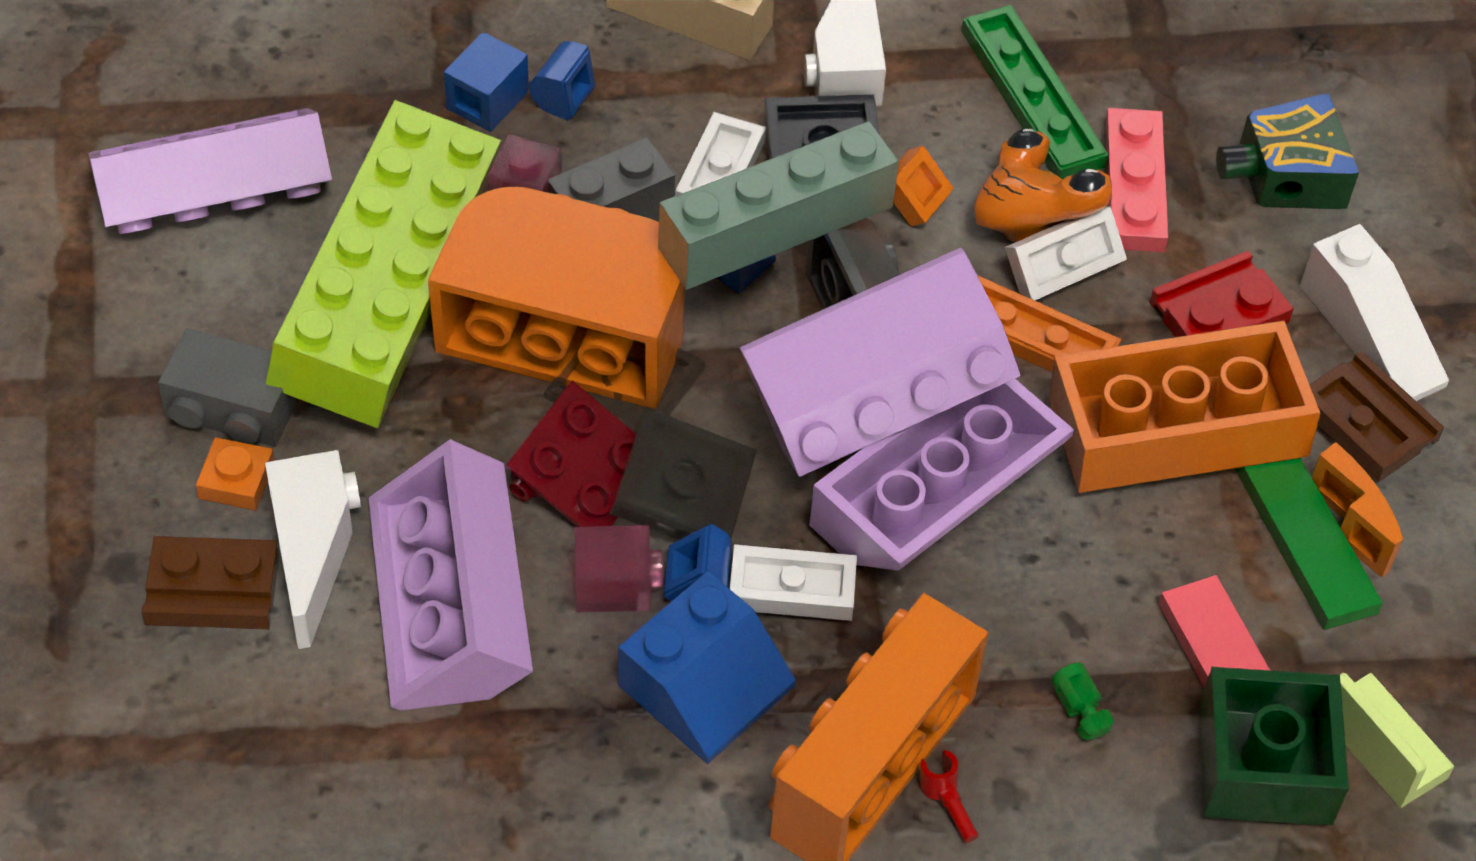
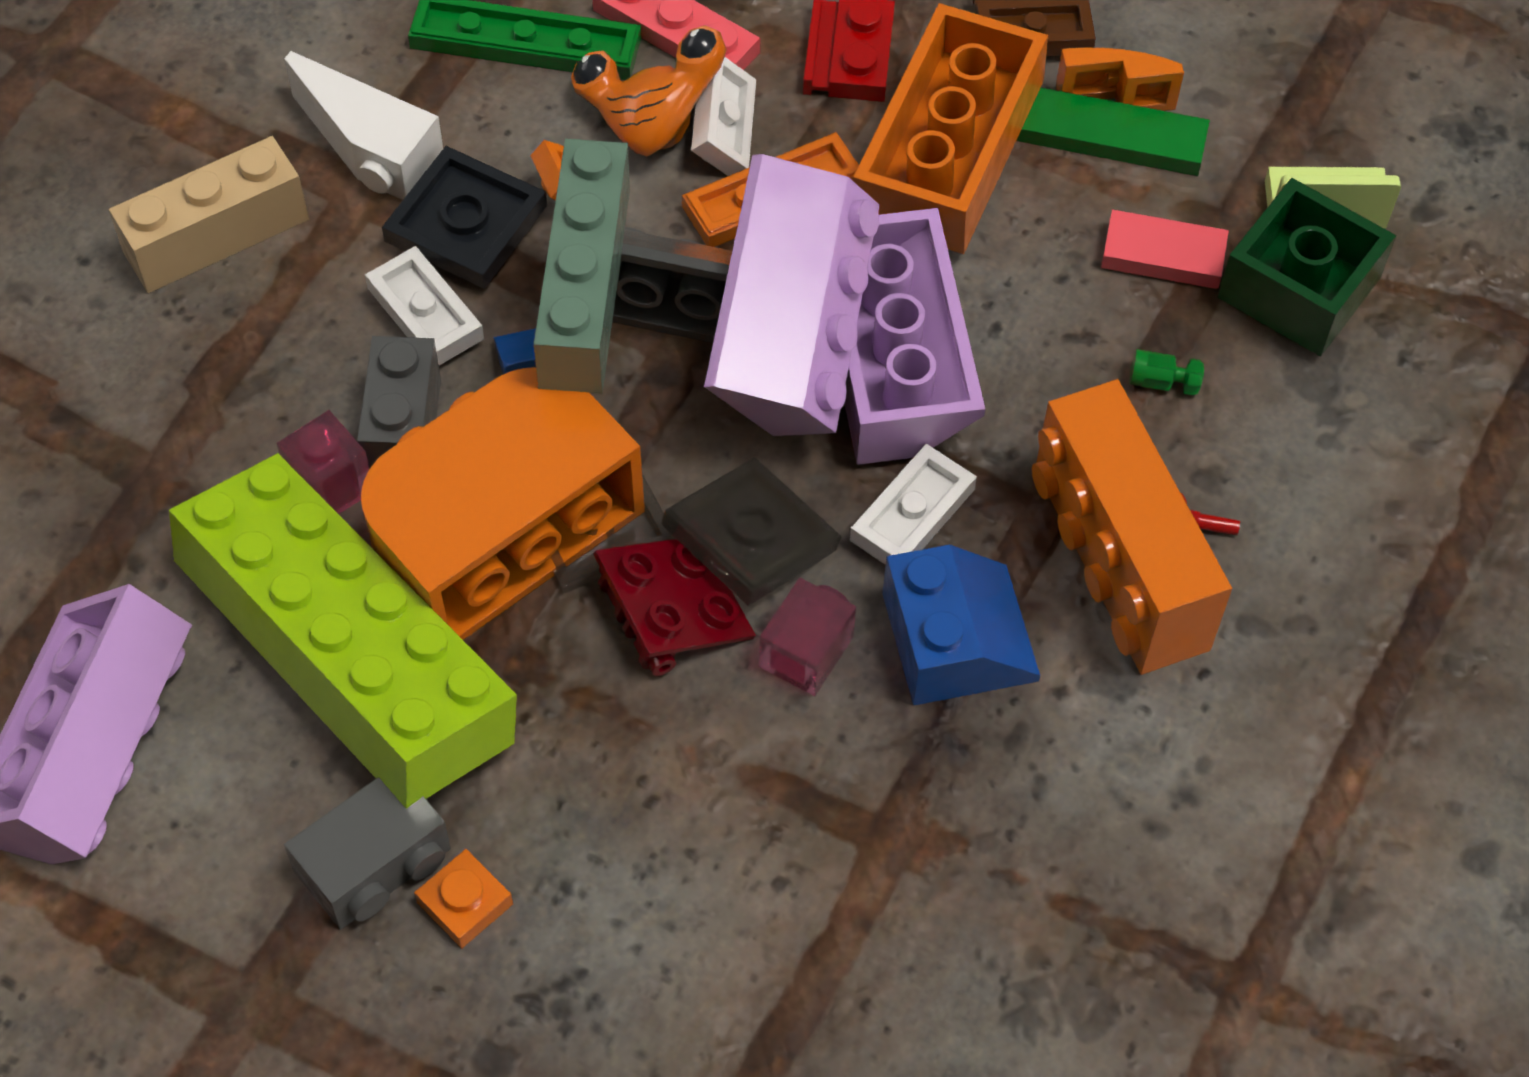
camera: 55 degrees left, 5 degrees up
(211, 582) = (574, 984): reddish brown plate -> none
(313, 530) = (583, 860): white slope -> none
(449, 581) = (725, 777): lavender slope -> none
(486, 81) = (172, 433): blue panel -> none
(564, 80) = (219, 371): blue brick -> none
(695, 555) = (850, 567): blue brick -> none

